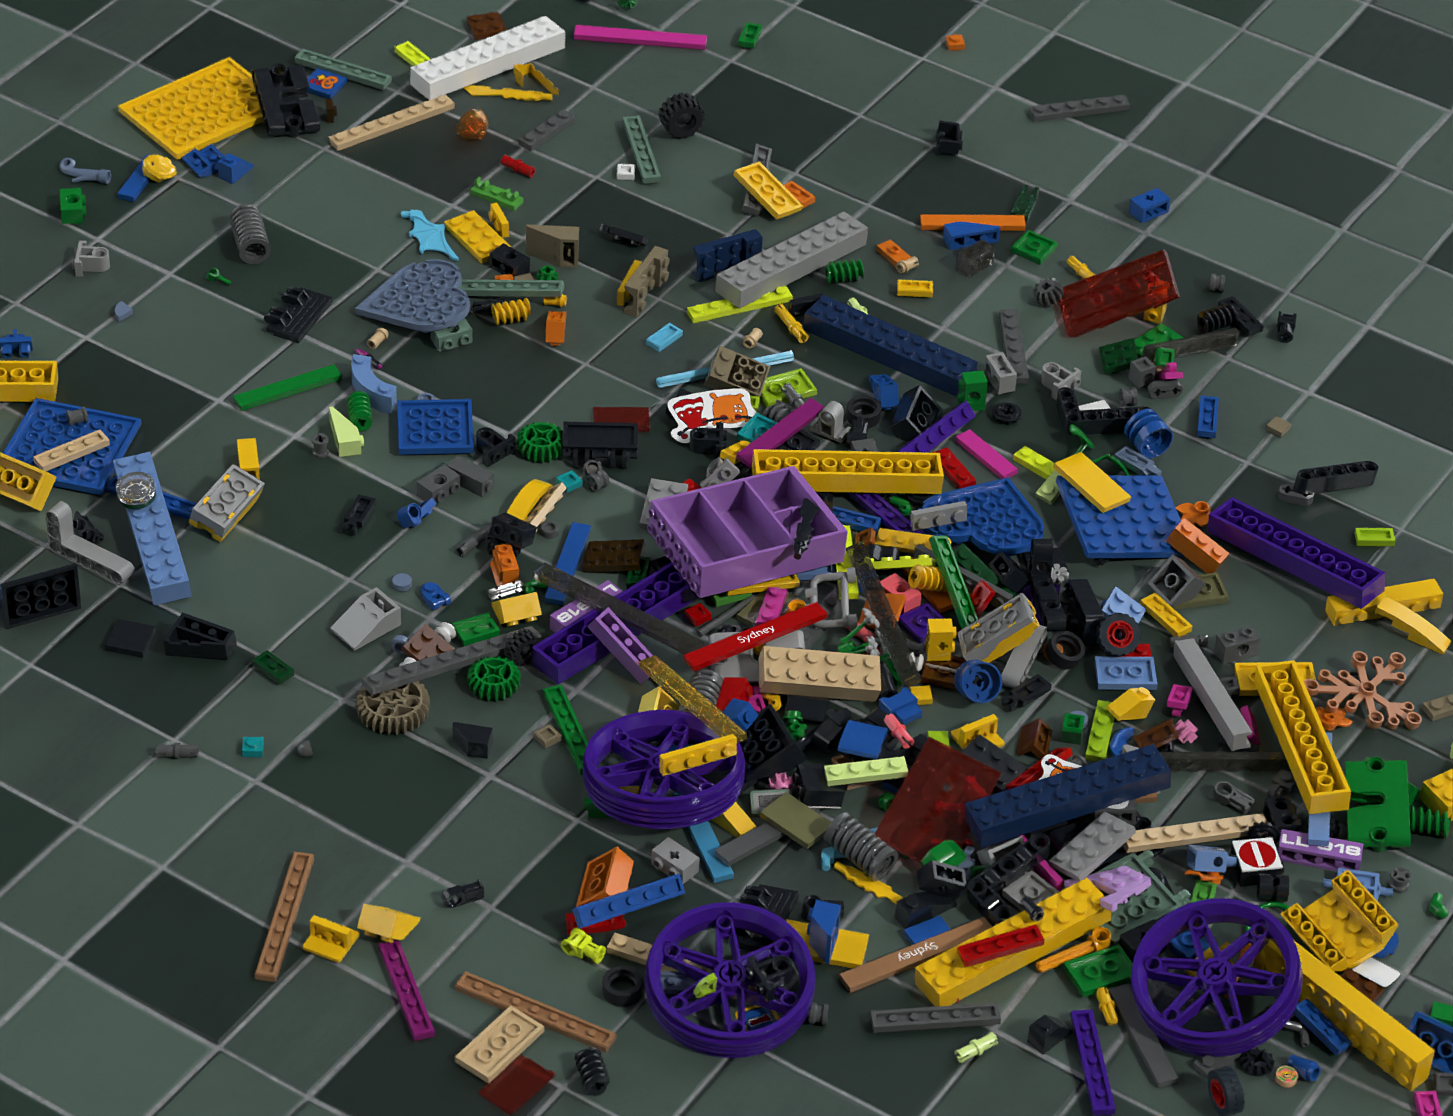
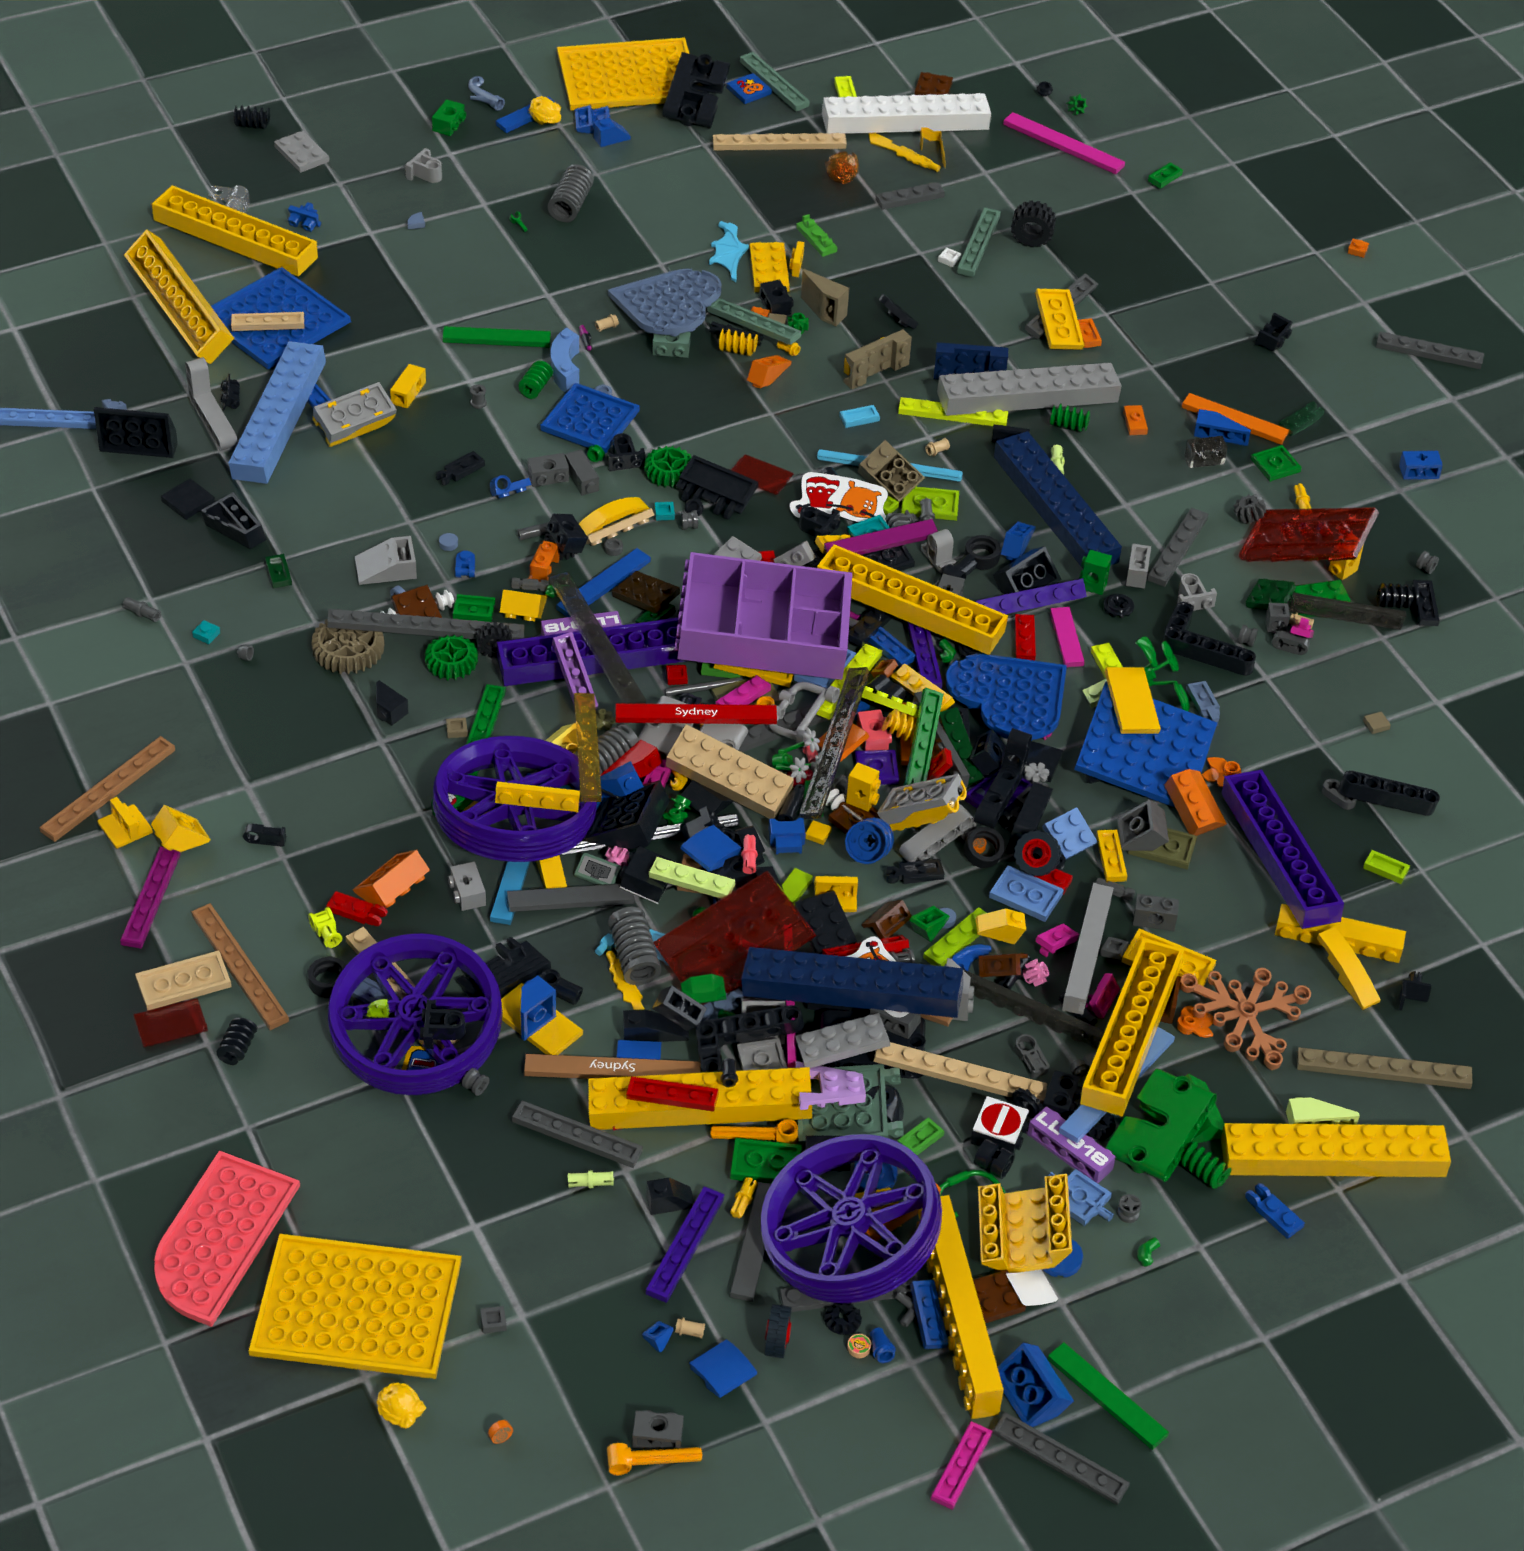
camera: 30 degrees right, 5 degrees up
(77, 416) = (296, 294): dark grey bush -> none
(136, 490) = (277, 372): clear piece -> none
(298, 315) = (556, 280): black hinge -> none
(331, 111) = (731, 113): dark brown plate -> none
(345, 434) = (505, 400): yellowish green slope -> none
(467, 450) = (595, 453): none -> green plate
(518, 166) = (855, 217): red pin -> none
(628, 901) = (392, 903): blue tile -> none
(794, 327) = (984, 450): yellow pin -> none
(795, 820) = (600, 894): olive tile -> none
(804, 529) = (807, 632): black sword -> none
(904, 266) = (1137, 434): tan pin -> none
(915, 288) = (1127, 458): yellow plate -> none
(938, 515) = (962, 673): light grey plate -> none
(1095, 405) = (1217, 634): white sticker -> none
(1148, 433) = (1233, 677): blue wheel -> none
(1163, 356) = (1308, 610): green tile -> none
(1202, 859) = (952, 1103): medium blue torso -> none
(1207, 416) = (1311, 685): blue plate -> none
(1213, 877) = (943, 1120): orange plate -> none
(1286, 324) = (1464, 629): black connector -> none

